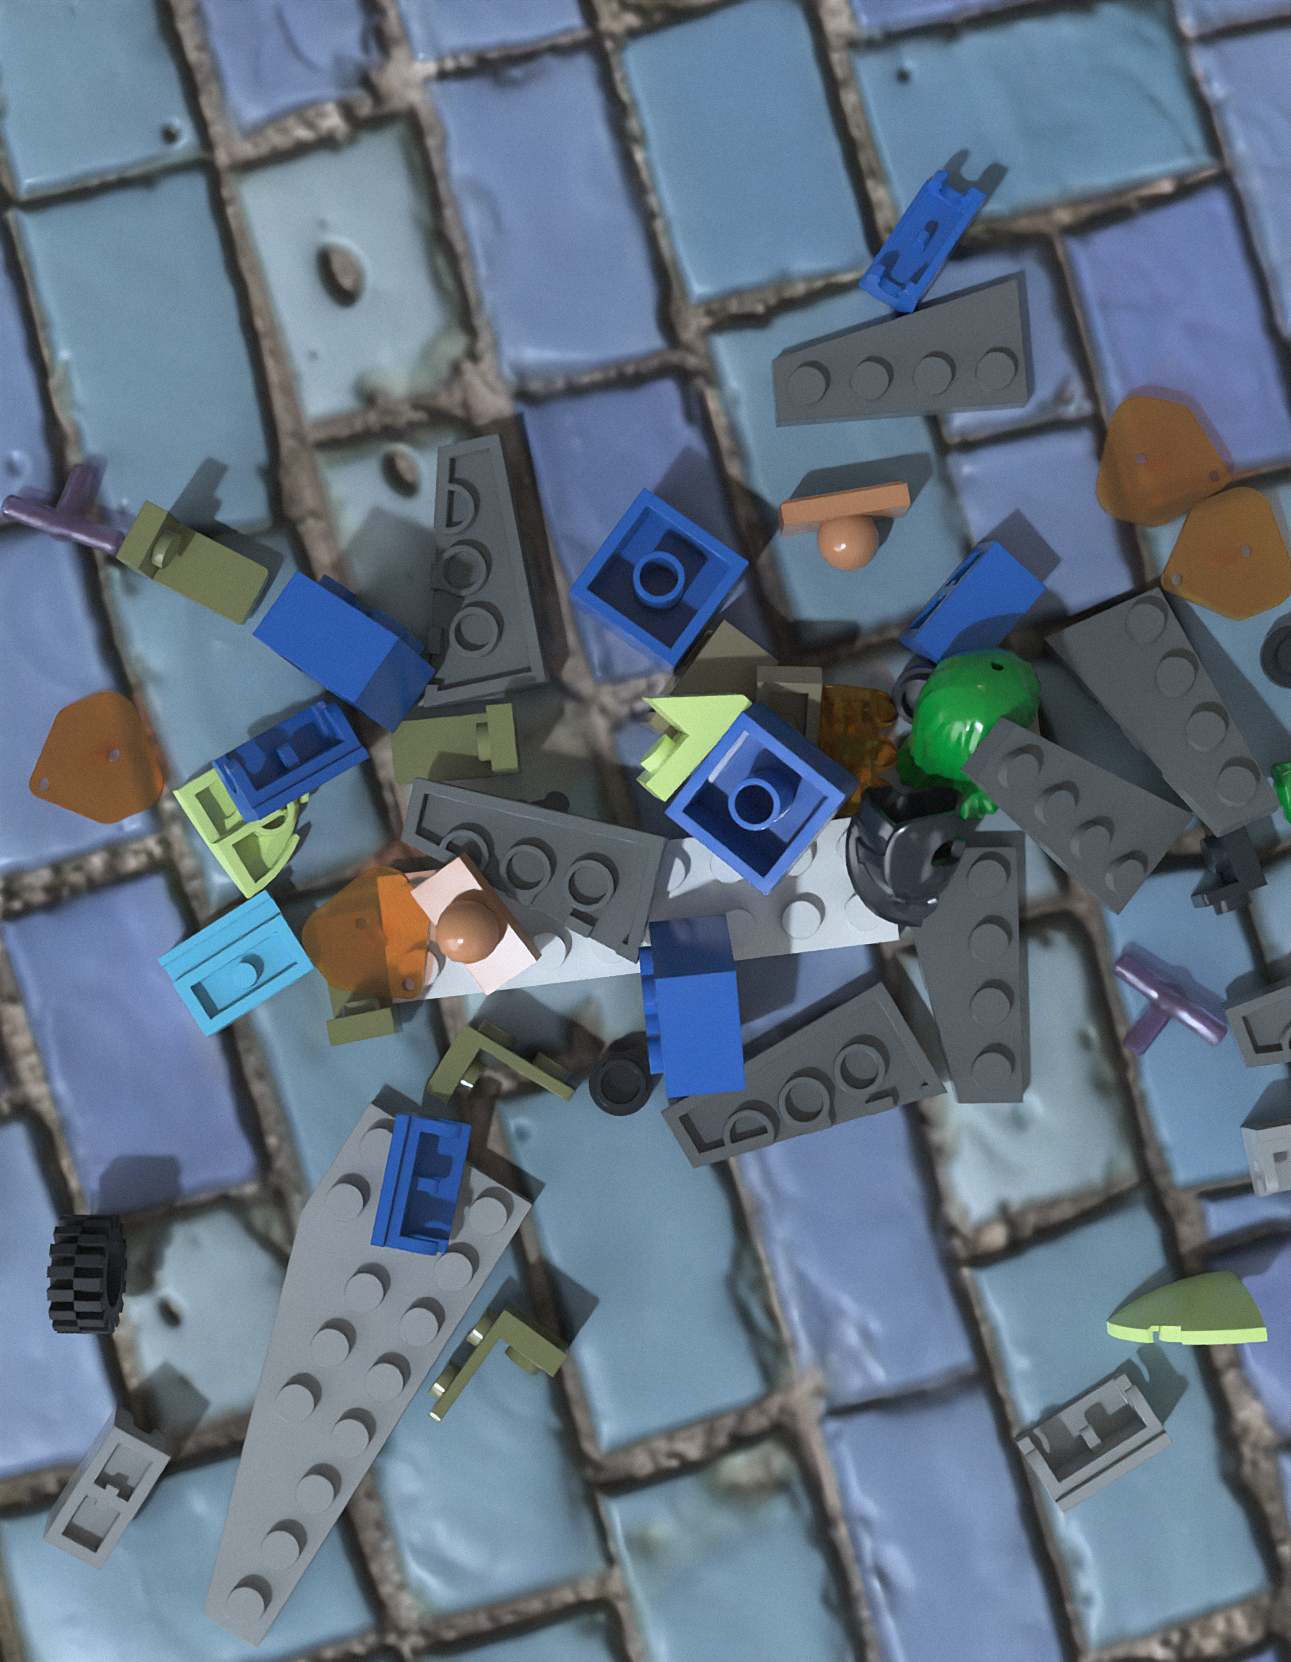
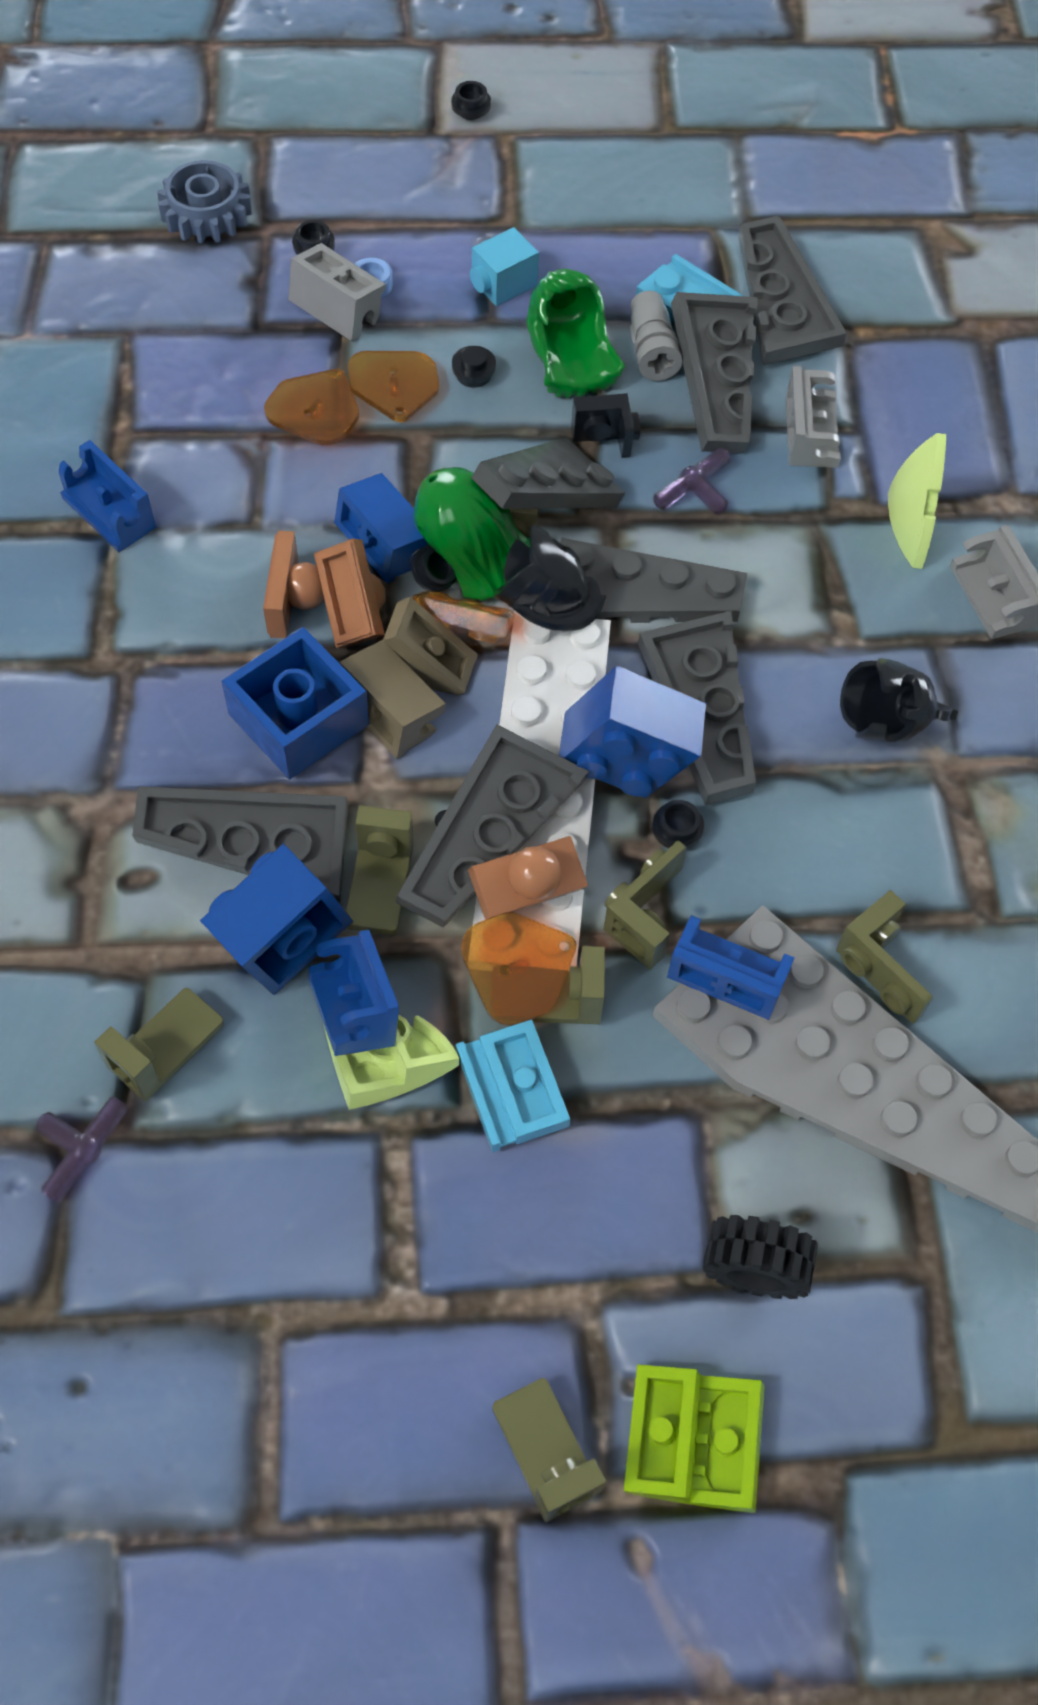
camera: 80 degrees left, 25 degrees down
(80, 767) = (303, 1186): clear orange piece -> none
(106, 1489) = (954, 1295): light grey hinge -> none
(700, 726) = (425, 690): yellowish green slope -> none
(762, 797) = (484, 650): blue brick -> none
(840, 603) = (350, 593): none -> nougat tile
(849, 1323) = (890, 701): none -> black helmet
(921, 364) = (191, 530): dark grey wing -> none
(1164, 701) = (492, 423): dark grey wing -> none

